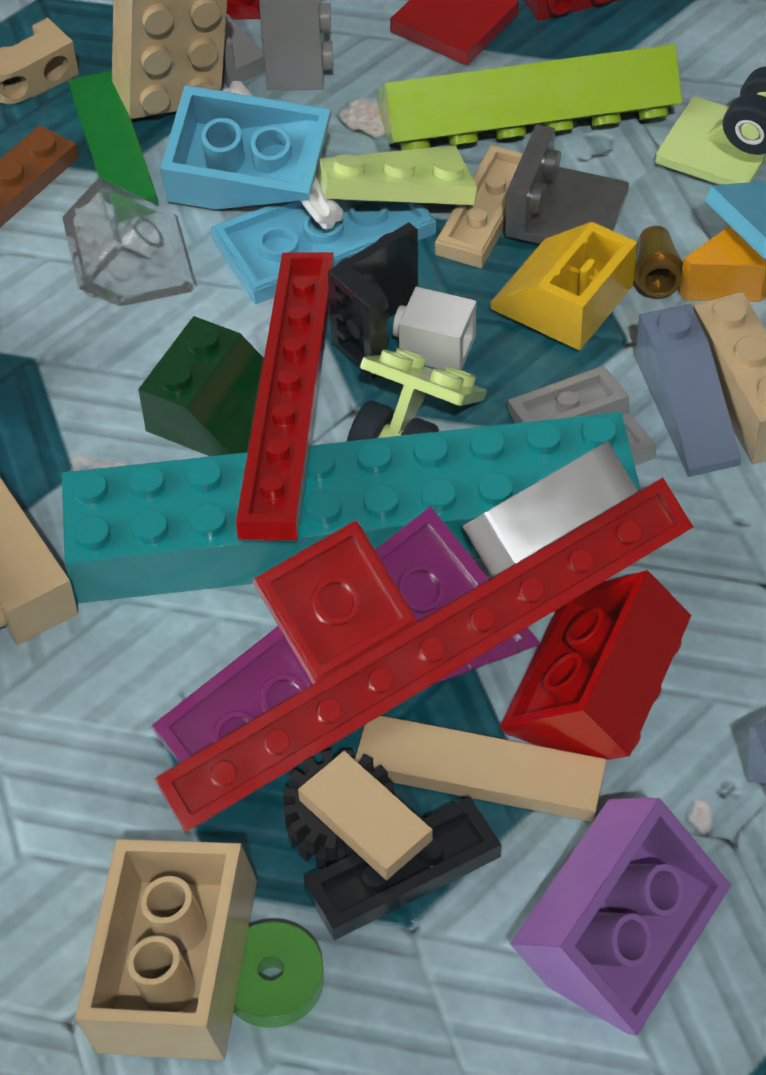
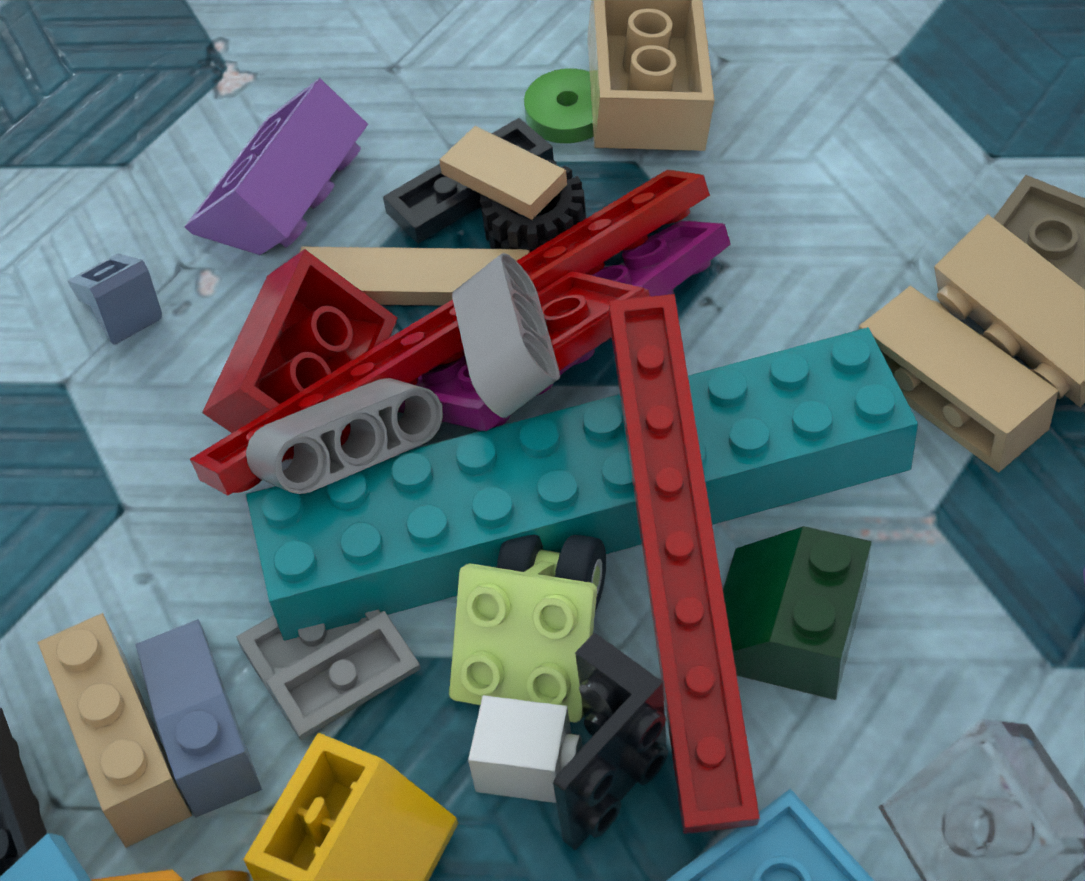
camera: 175 degrees right, 0 degrees up
(395, 539) = (504, 336): none -> light grey beam

